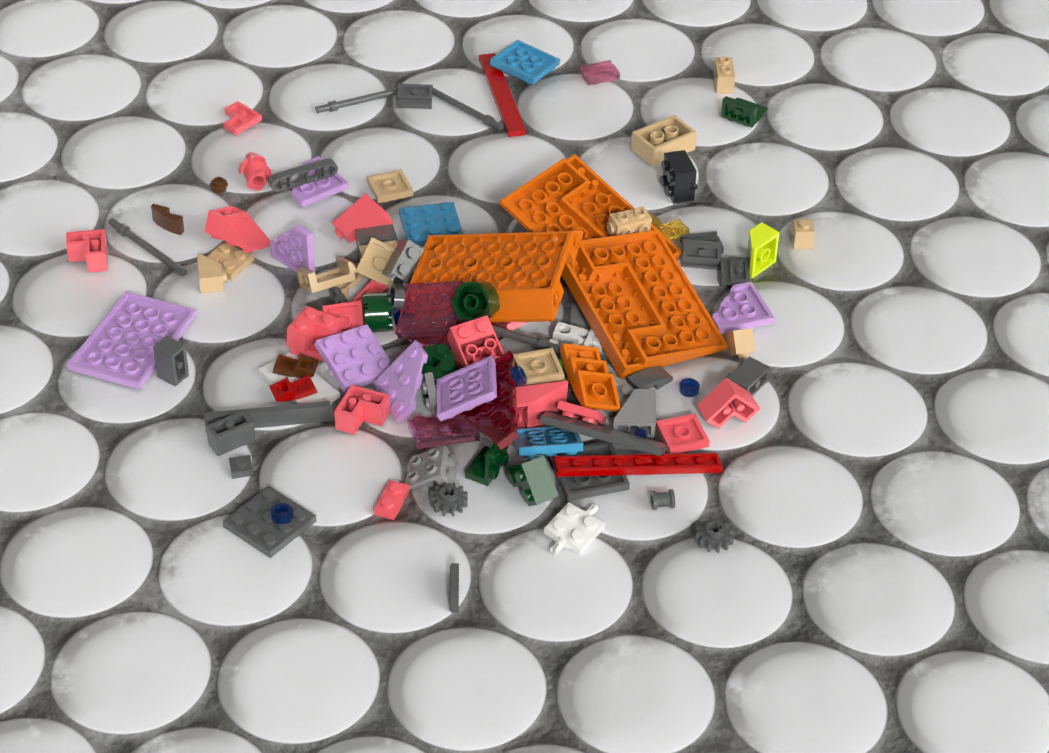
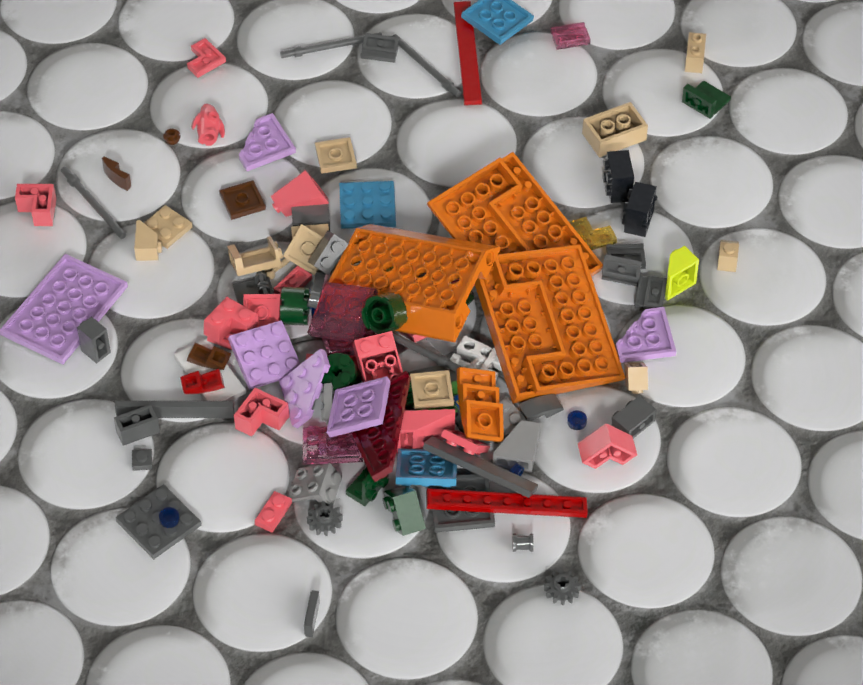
camera: 10 degrees right, 10 degrees up
(236, 229) = (178, 194): coral slope -> none
(294, 248) = (229, 226): lavender plate -> none
(303, 177) = (276, 130): dark grey beam -> none
(307, 221) = (242, 200): none -> reddish brown plate
(518, 375) = (408, 400): clear blue tile -> none
(574, 528) = (434, 563): white plate -> none
(629, 222) = (552, 234): tan brick -> none
(682, 434) = (557, 472): coral plate -> none
(705, 201) = (639, 209): none -> black brick

